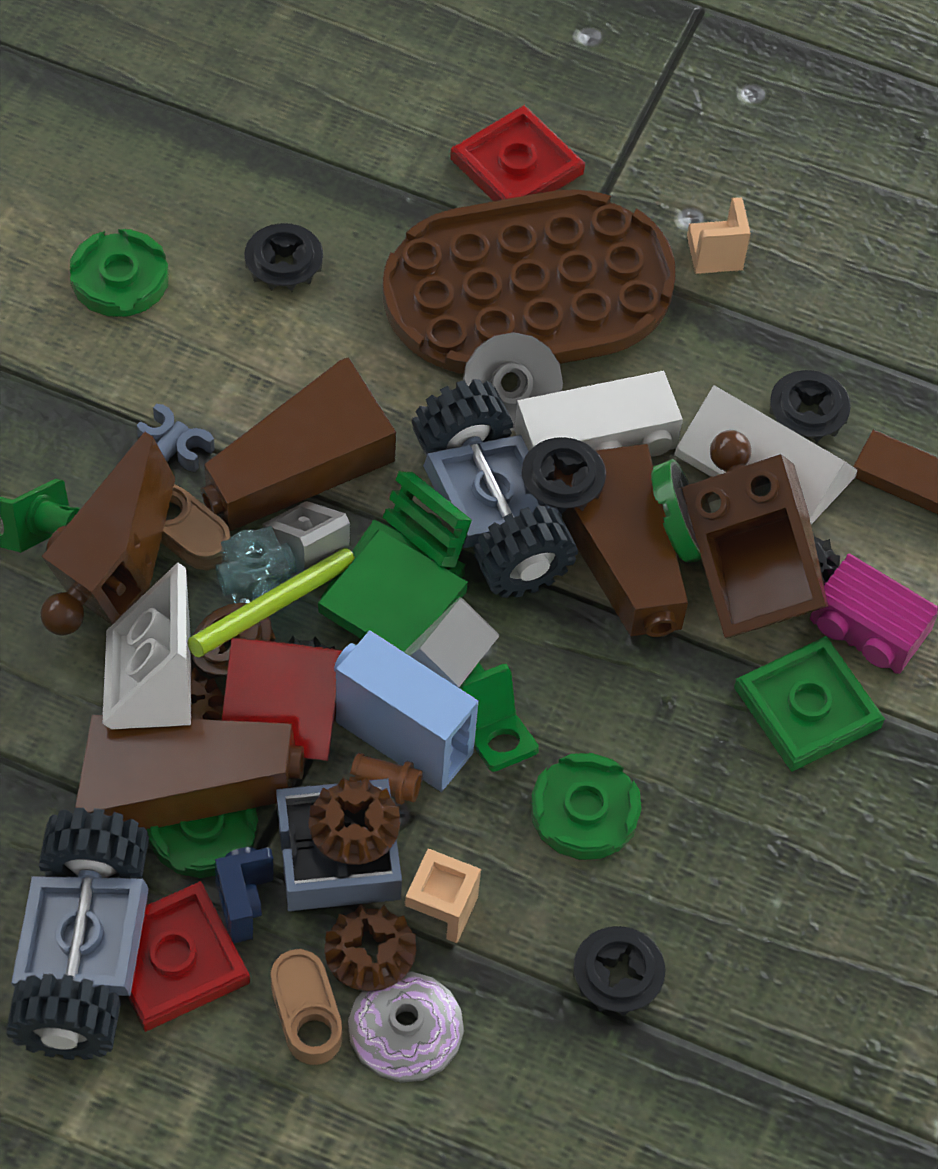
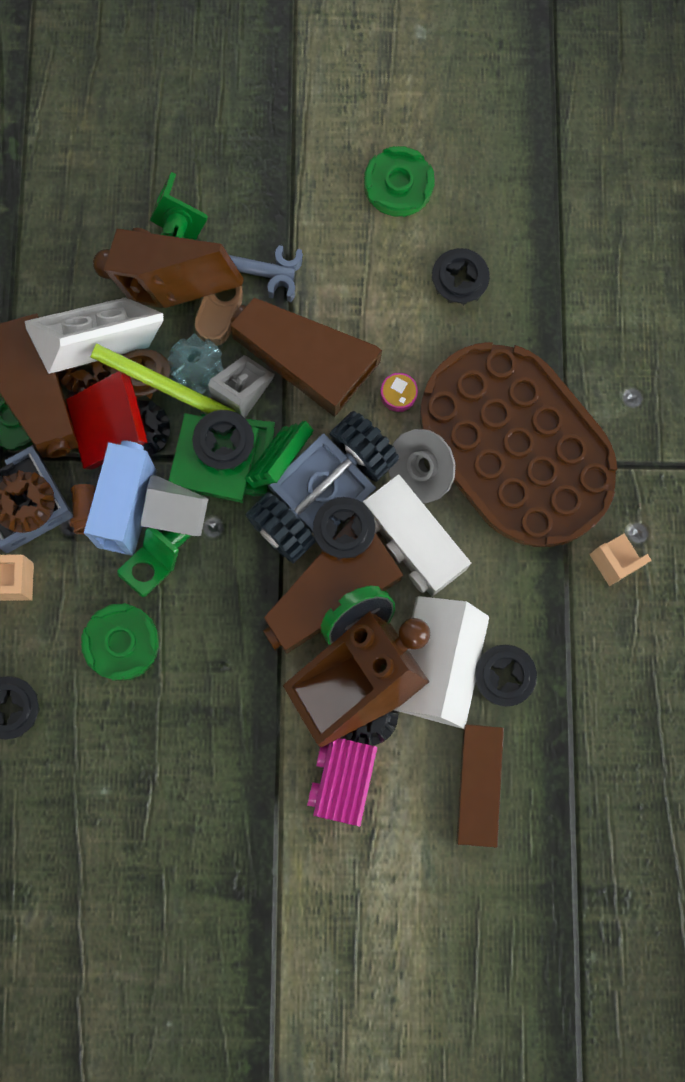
camera: 65 degrees right, 20 degrees up
(391, 547) = (222, 423): none -> black gear
(400, 377) = (398, 392): none -> tile
(517, 157) = (625, 394): red tile -> none
(809, 703) = (260, 760): green tile -> none

